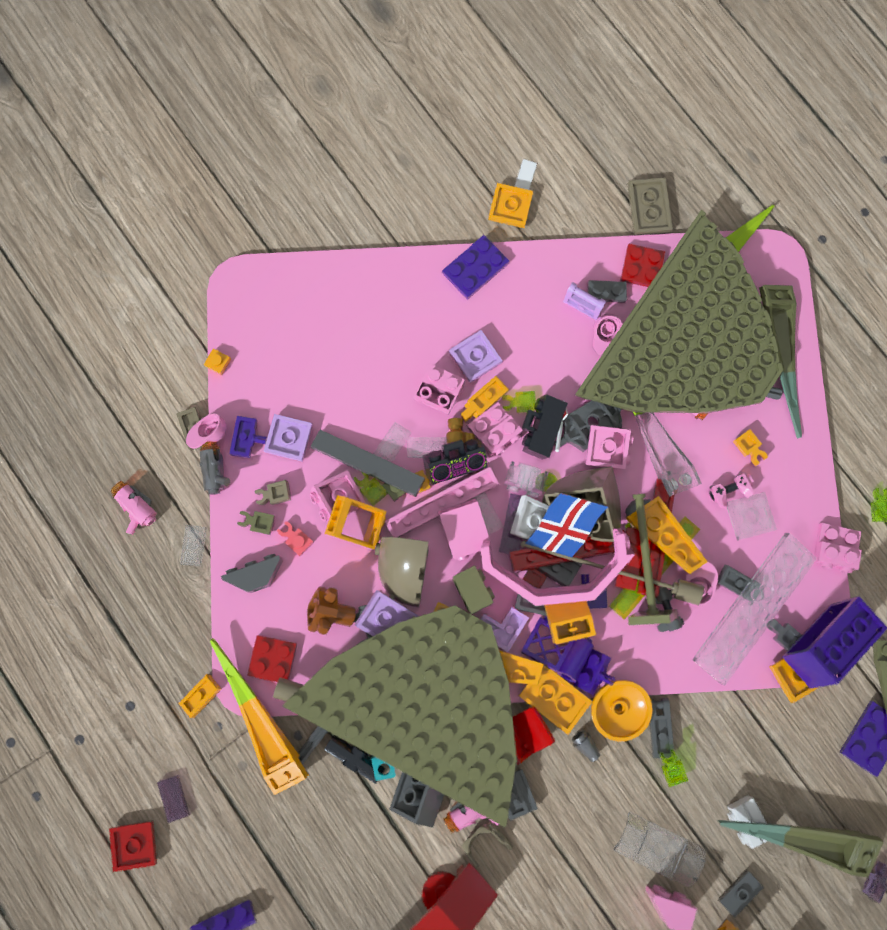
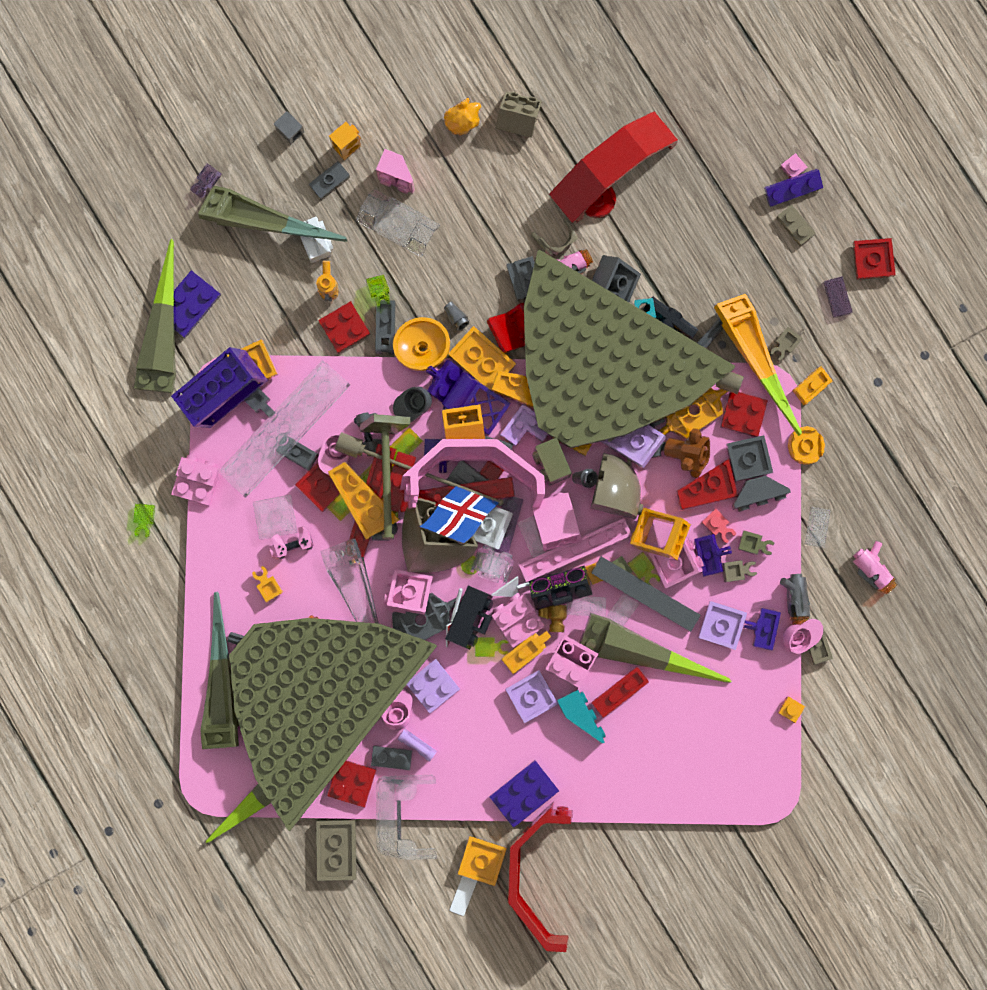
camera: 175 degrees left, 5 degrees up
(203, 628) = (806, 447): none -> light orange tile
(220, 879) = (795, 225): none -> dark tan plate
(228, 742) = (786, 342): none -> dark tan plate
(265, 611) = (749, 458): none -> dark grey plate
(302, 507) = (710, 554): none -> dark purple plate
(305, 577) = (709, 488): none -> red wing
(334, 643) = (683, 421): none -> light orange plate
(388, 366) = (620, 692): none -> red plate
(390, 411) = (623, 645): none -> olive plate
(430, 343) = (576, 711): none -> teal slope
(436, 576) = (586, 478): none -> flat silver cone
(444, 137) = (549, 941): none -> red panel
(502, 460) = (510, 589): none -> white piece
(573, 361) = (432, 686): none -> lavender plate
(598, 258) = (389, 794): none -> clear windscreen
(624, 643) = (412, 403): none -> dark grey cap
(704, 725) = (344, 327): none -> red plate
(713, 547) = (318, 487): none -> red plate
(732, 768) = (326, 284): none -> light orange piece

